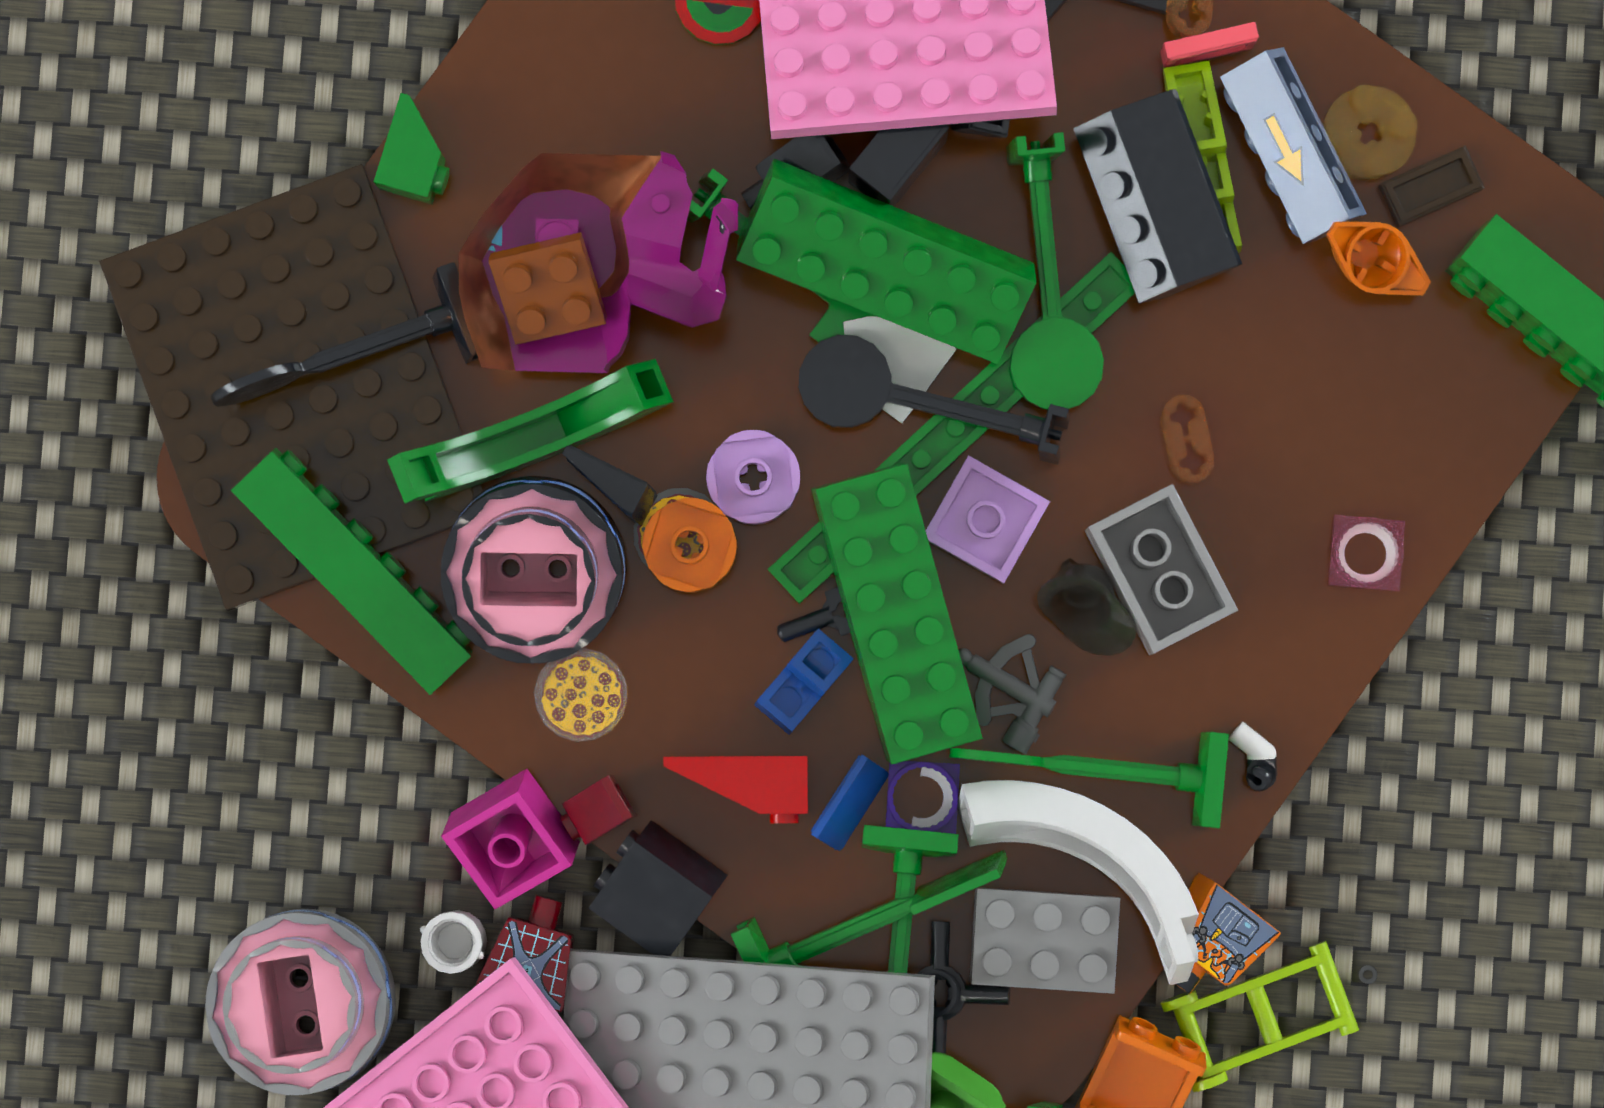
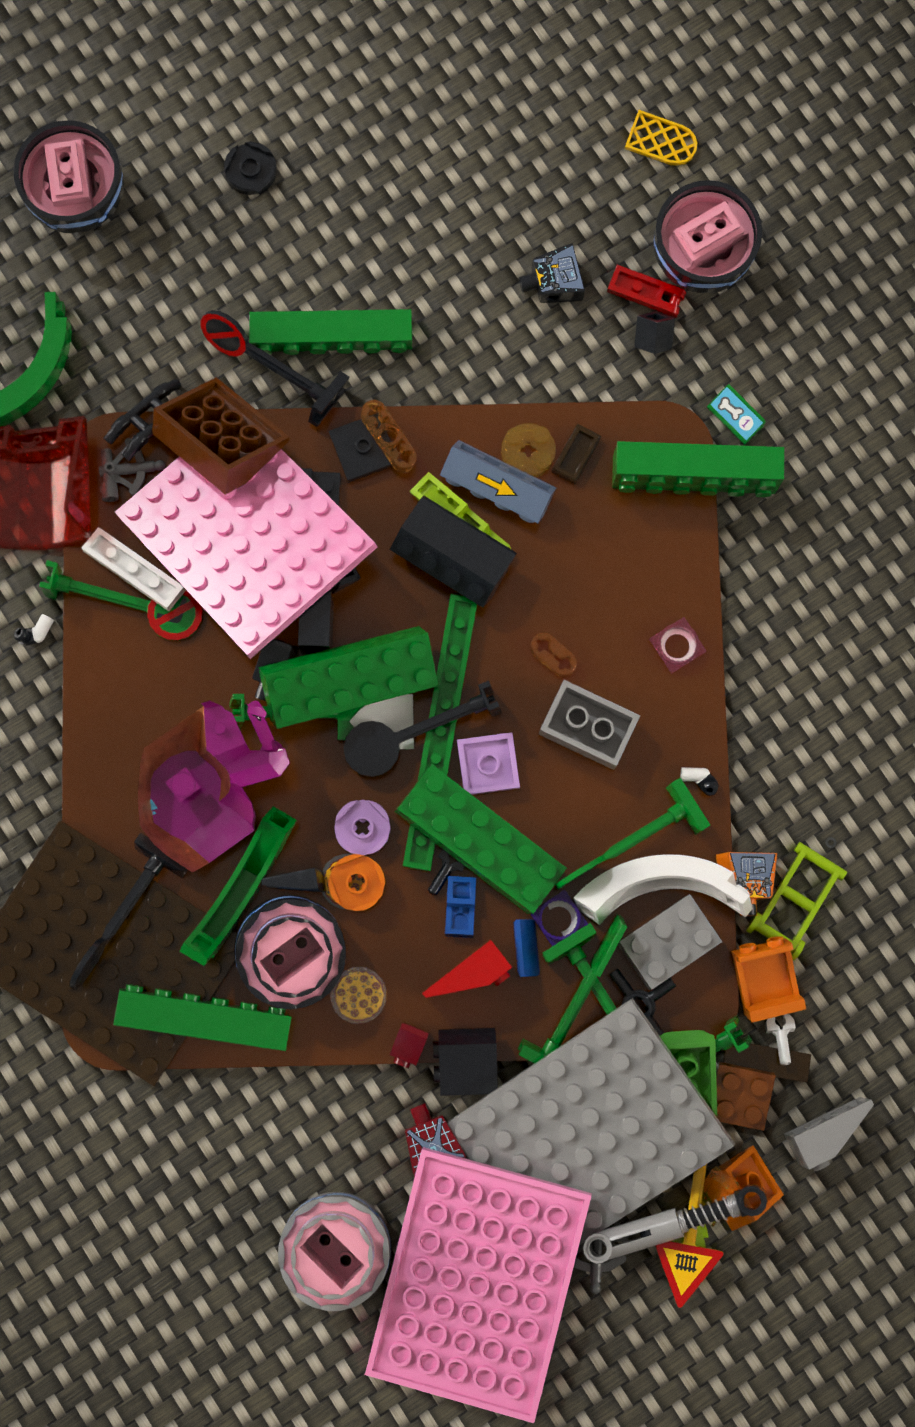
camera: 45 degrees left, 5 degrees down
(411, 159) = (81, 798): green slope -> none
(453, 941) = (387, 1163): white piece -> none
(510, 839) = (377, 1091): dark pink slope -> none
(548, 288) = (195, 810): dark orange plate -> none
(1034, 698) = (576, 831): dark grey piece -> none
(1055, 357) = (463, 661): green piece -> none
(1087, 610) = (569, 770): clear smoke piece -> none
(1209, 45) = (423, 464): coral tile -> none
(1377, 258) = (577, 504): orange hat -> none

